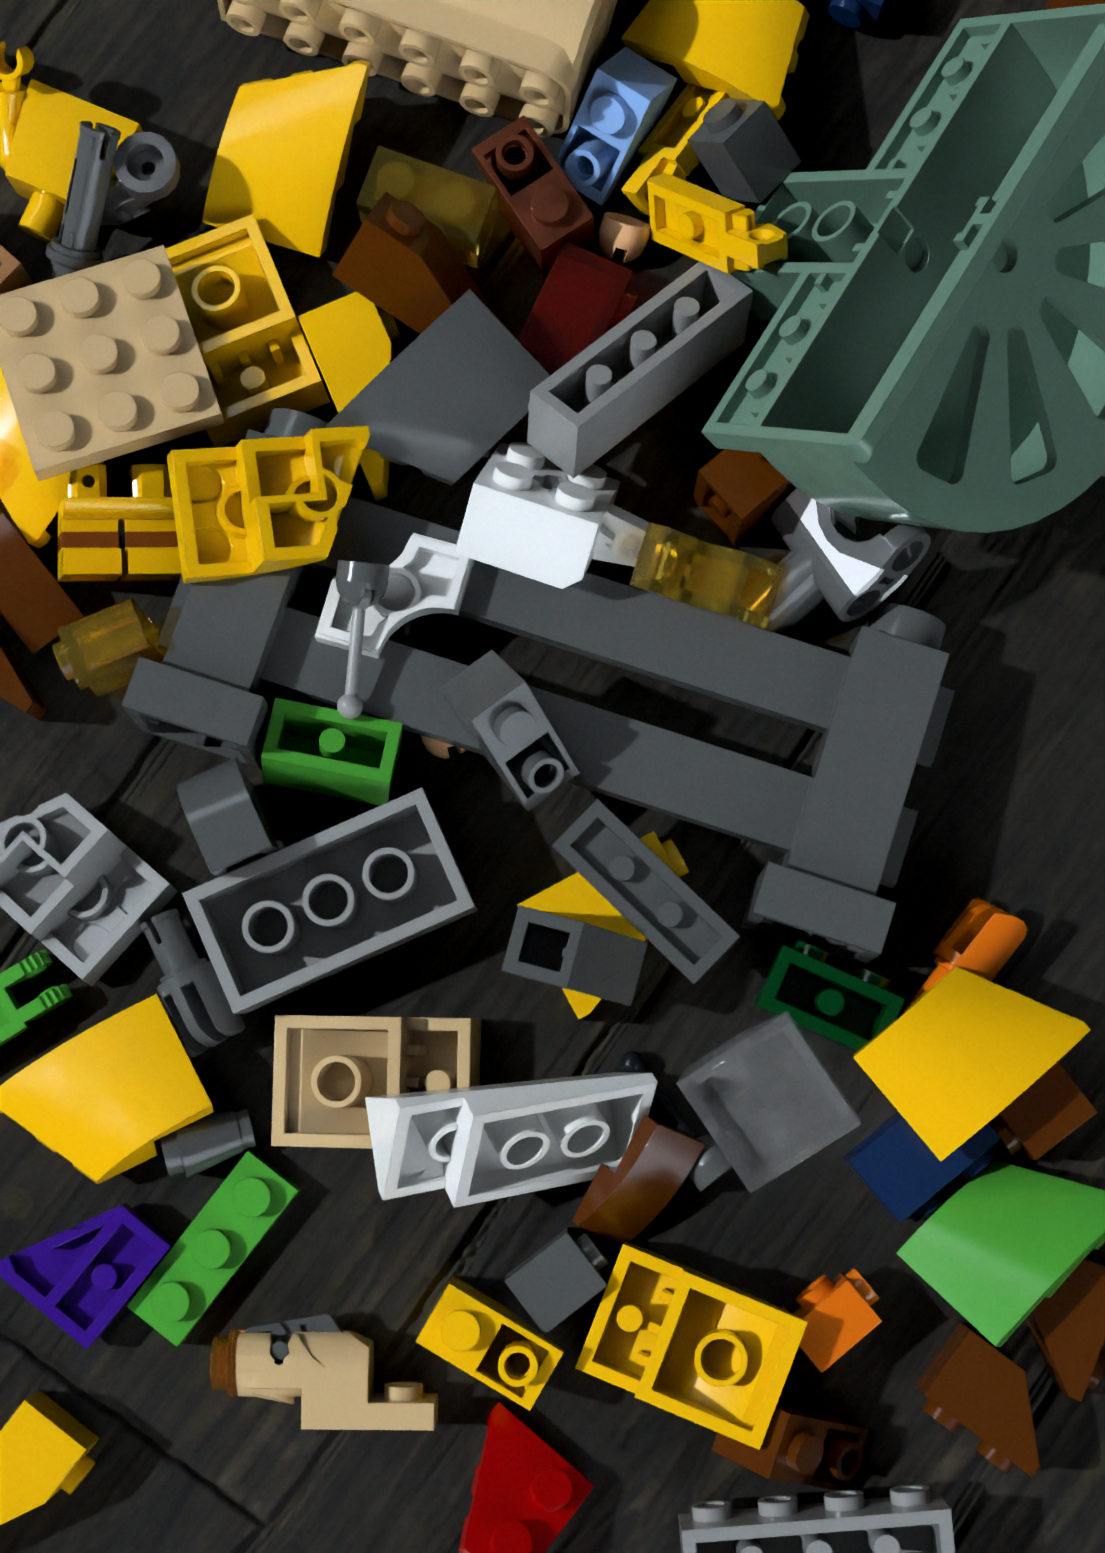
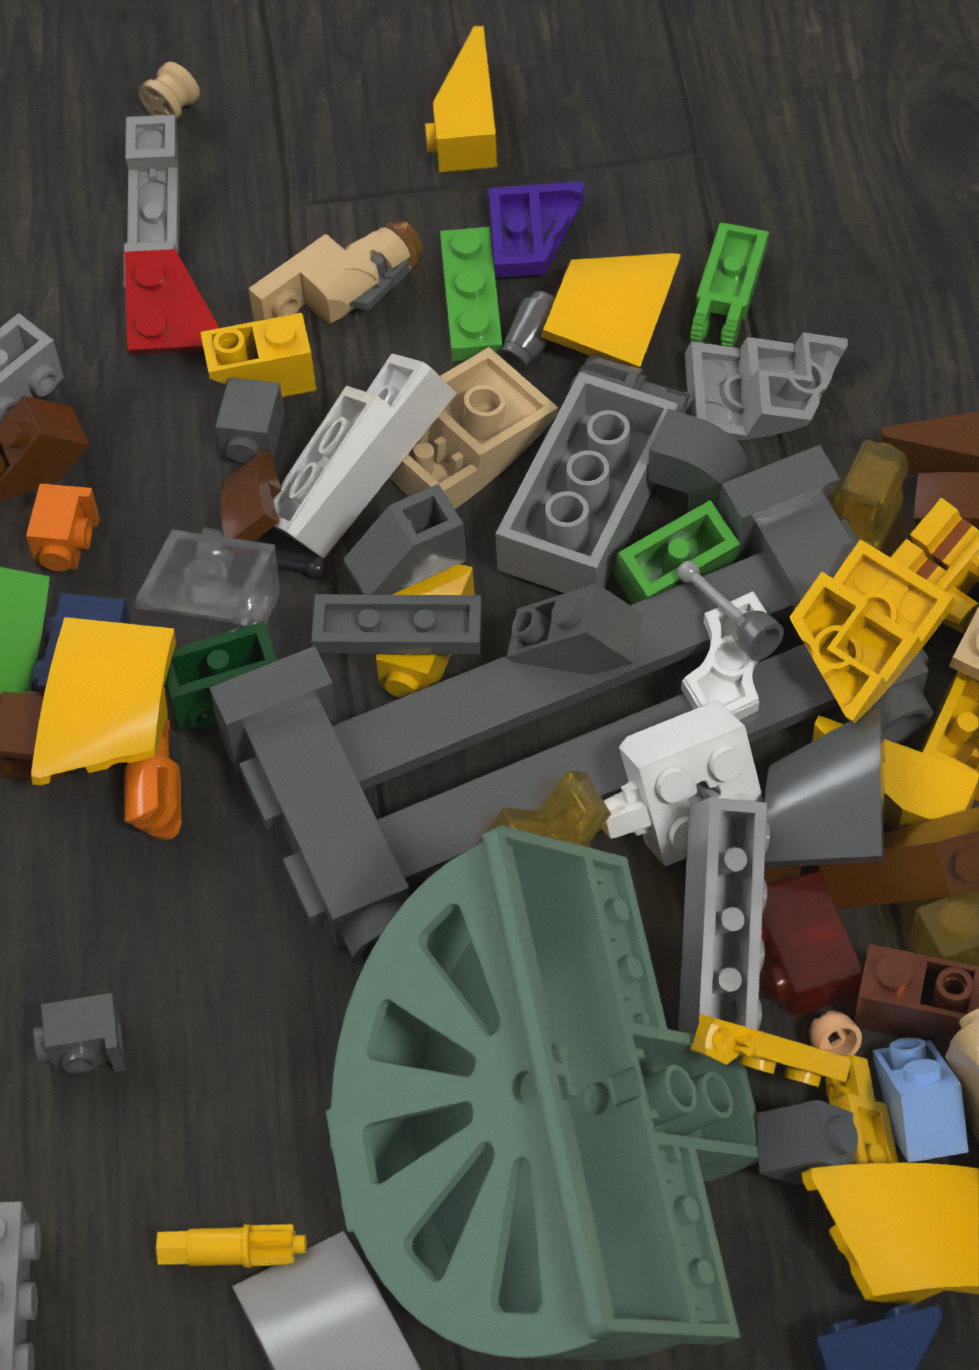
camera: 135 degrees right, 25 degrees down
(692, 1344) = (137, 442): yellow slope -> none

